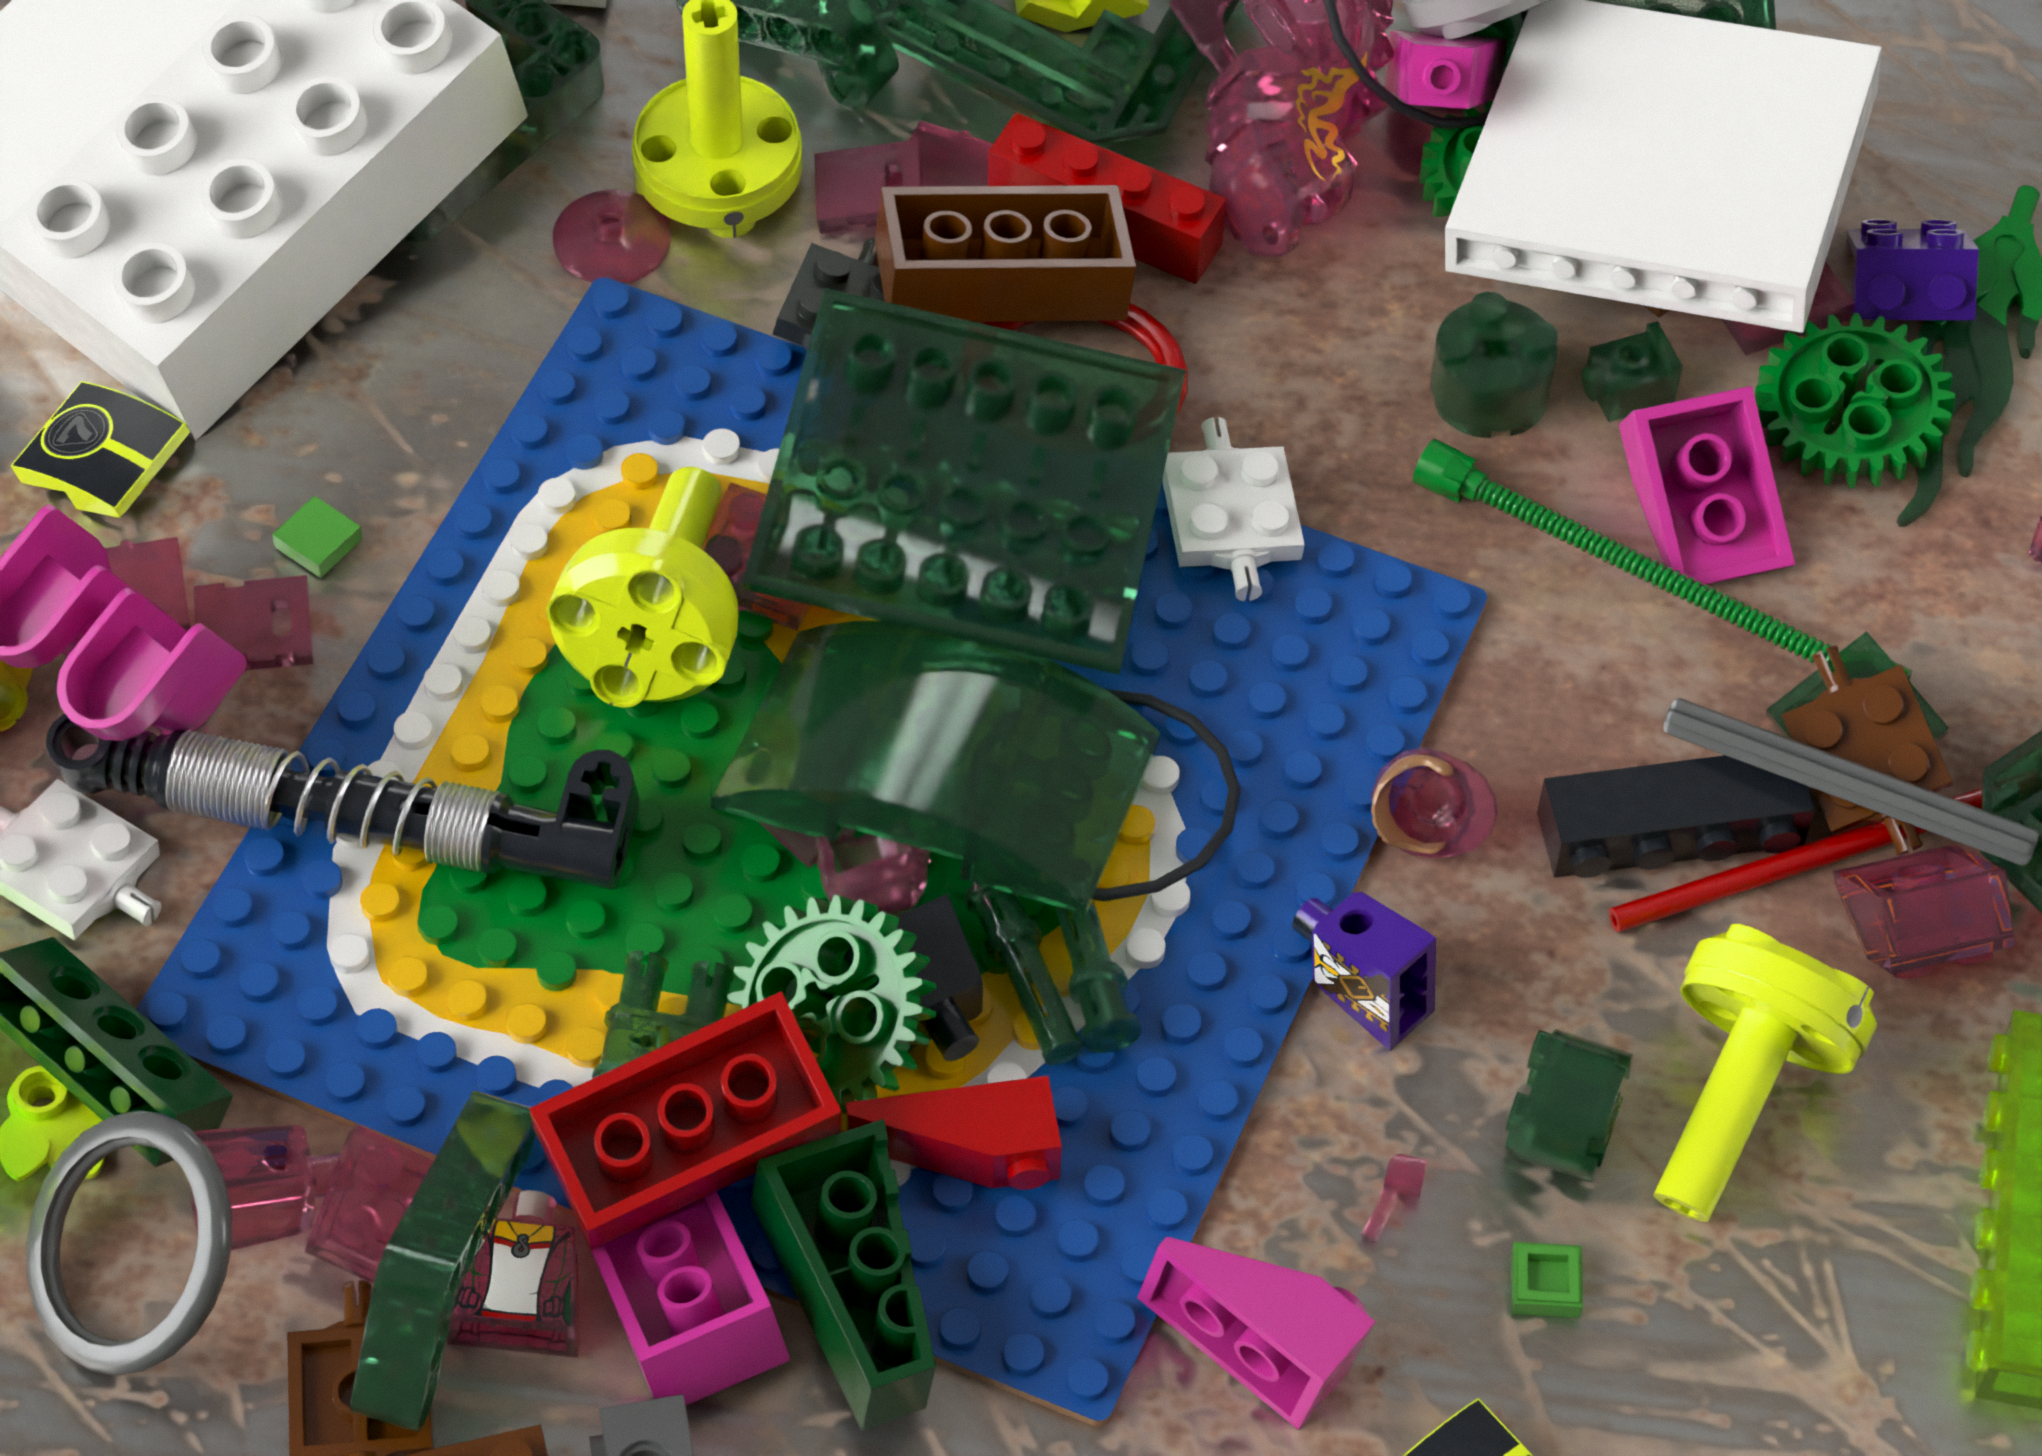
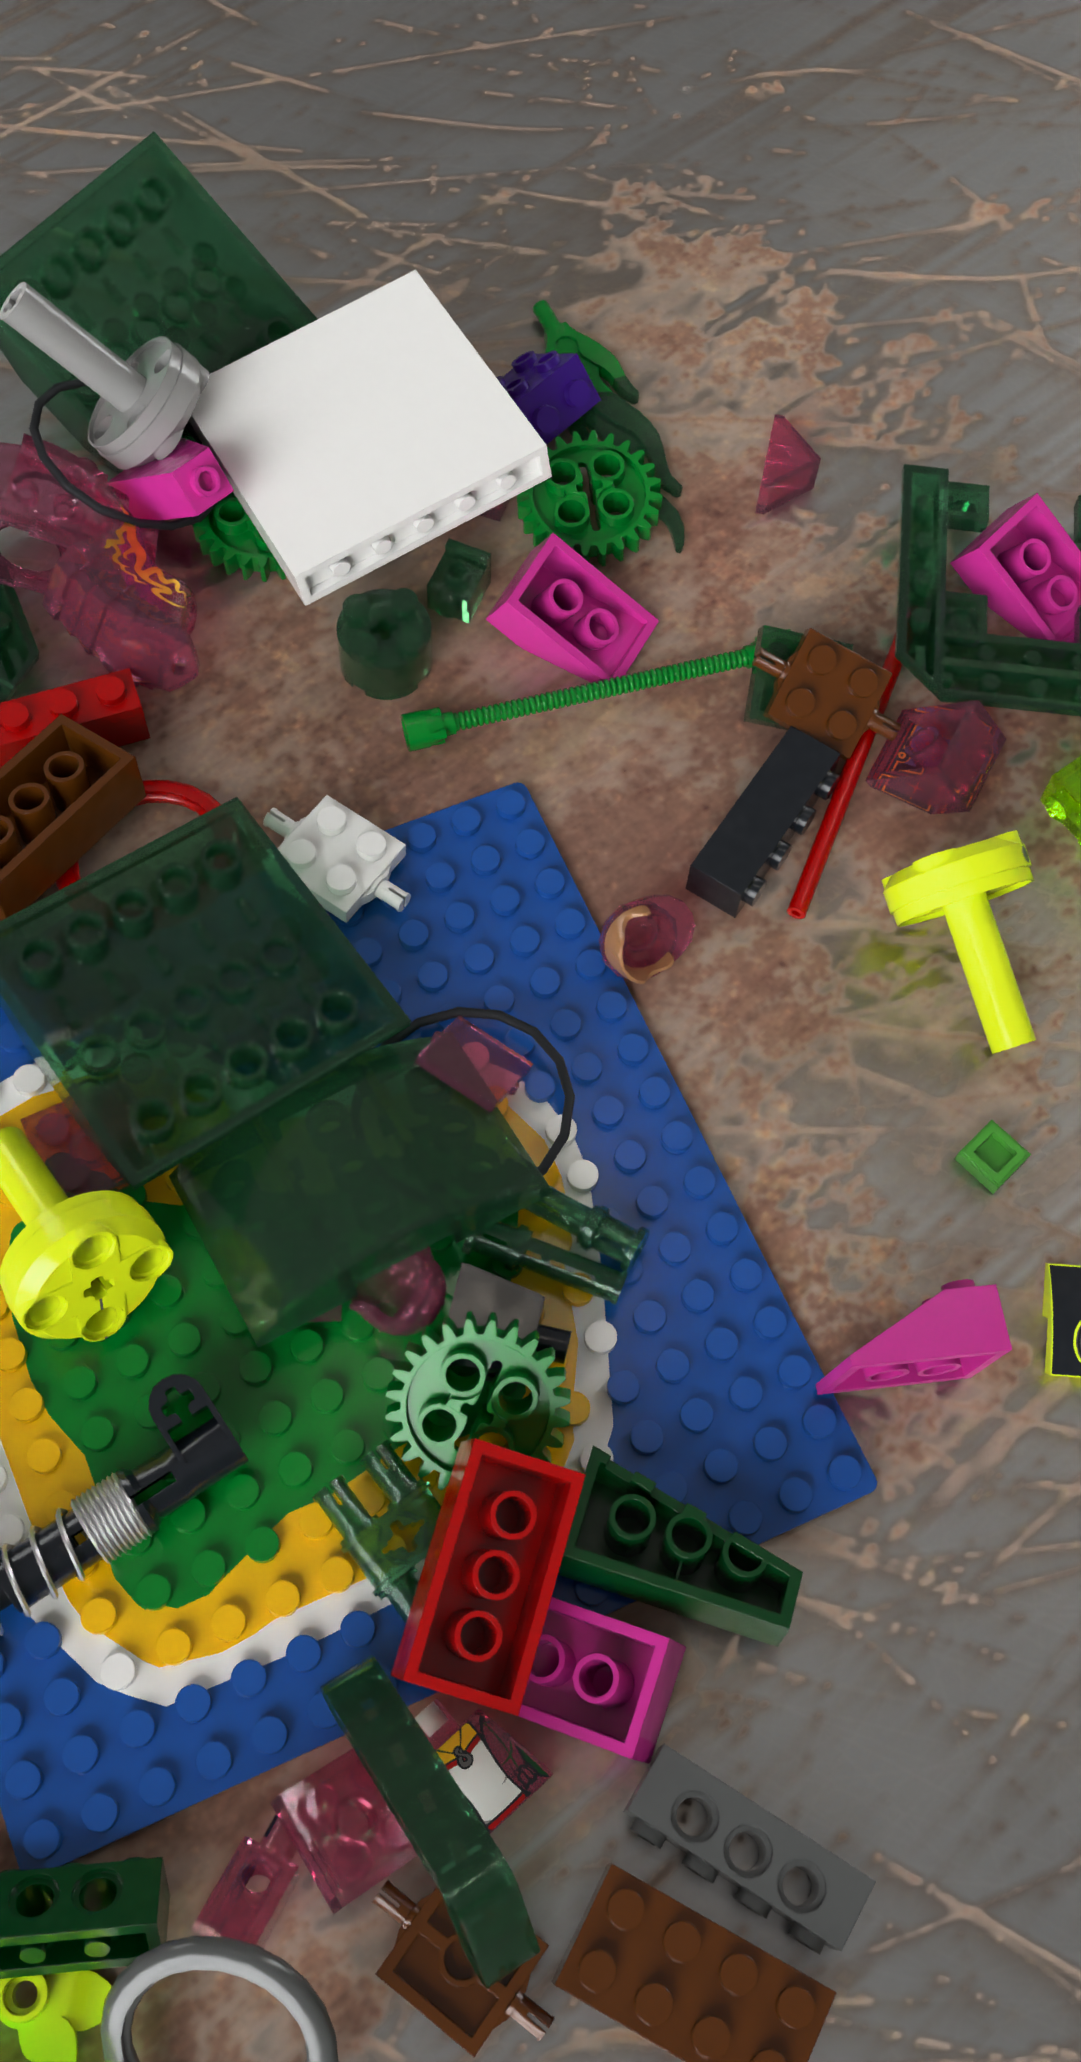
camera: 50 degrees left, 10 degrees up
(973, 1133) = (638, 1391): red slope -> none
(1149, 765) = (474, 1063): none -> clear pink piece
(1371, 964) = (719, 1064): dark purple torso -> none
(1404, 1177) = (860, 1176): clear pink hand -> none
(1570, 1104) = (914, 1045): clear green brick -> none
(1851, 781) = (846, 720): dark grey axle -> none

